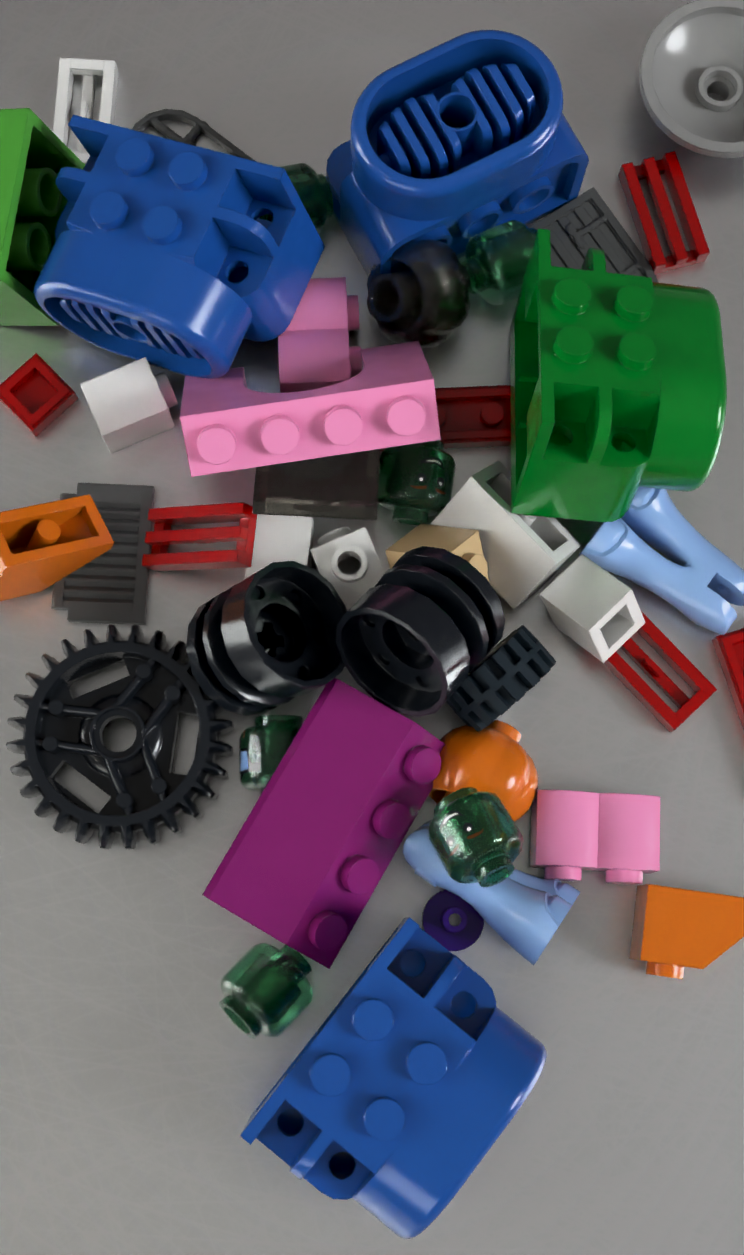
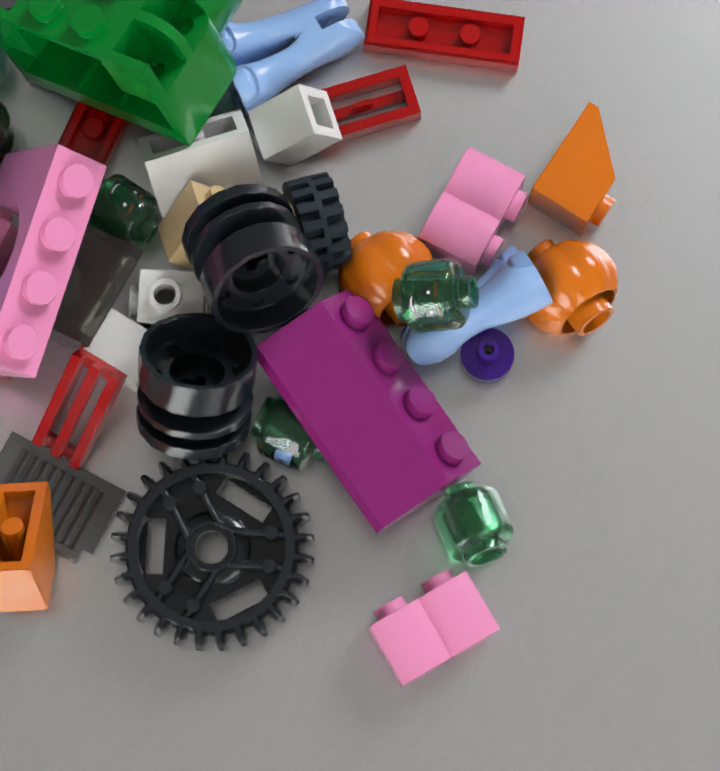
camera: 60 degrees left, 0 degrees up
(141, 997) = (433, 626): none -> bright pink brick
(401, 1085) = (593, 446): blue brick -> none
(571, 981) = (581, 285): none -> orange plant

